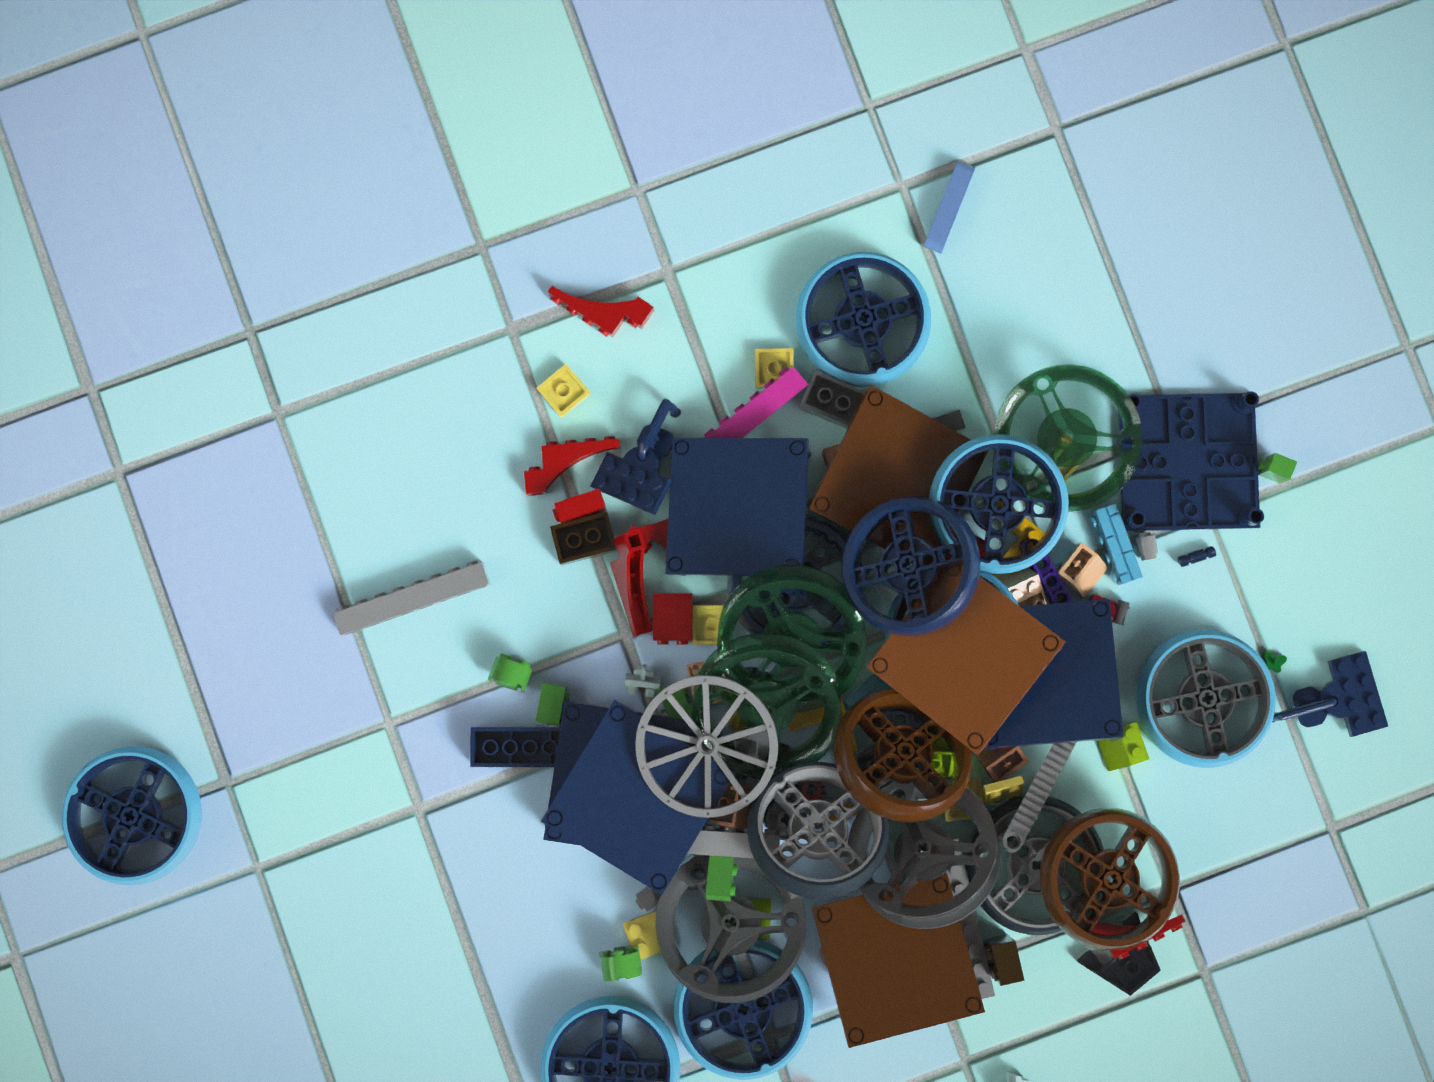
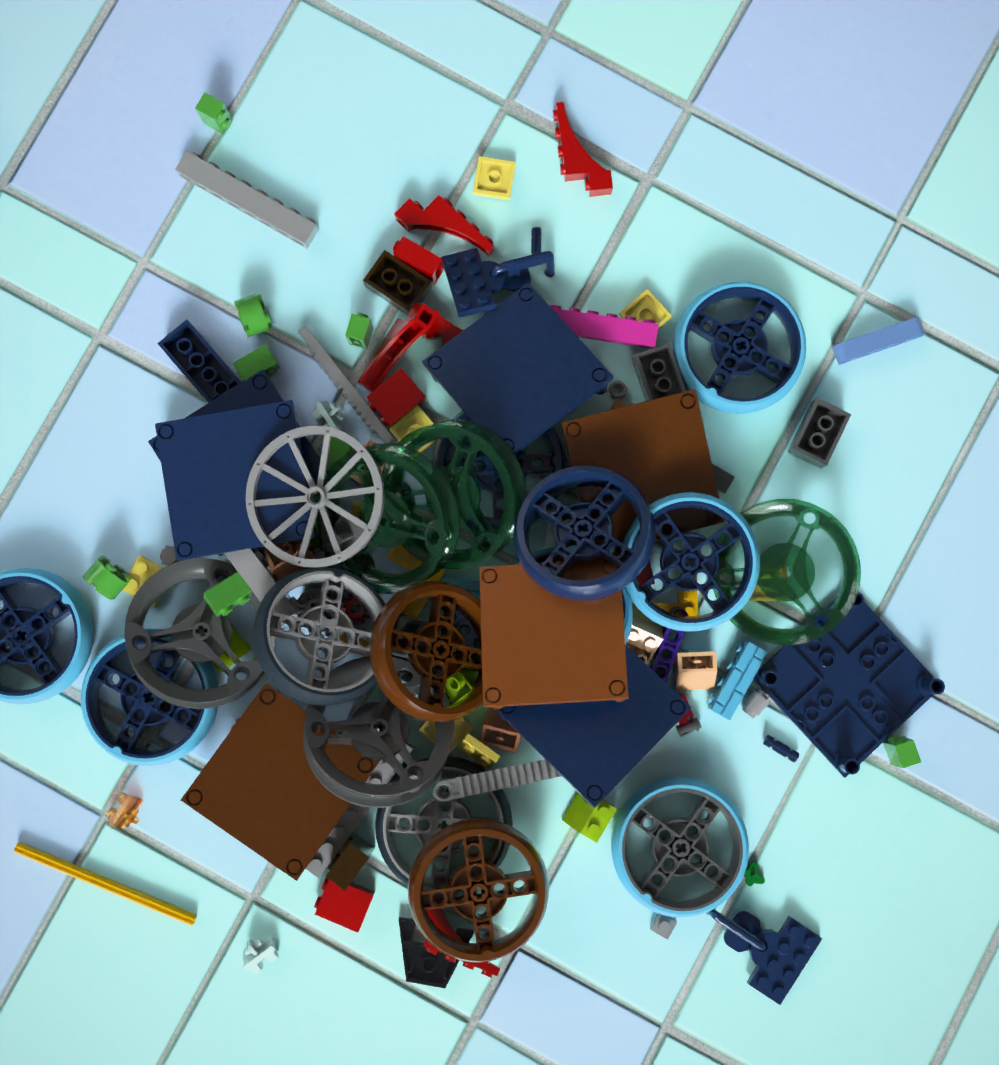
camera: 40 degrees right, 0 degrees up
(321, 566) = (213, 113): none -> bright green brick
(595, 600) = (359, 330): none -> bright green brick
(633, 648) = (345, 386): none -> light grey gear
(643, 402) = (536, 233): none -> dark blue axle
(815, 434) = (617, 384): none -> light grey plate
(982, 316) = (819, 433): none -> dark grey brick
(1032, 995) = (344, 907): none -> red brick
(1254, 763) = (663, 925): none -> light grey plate

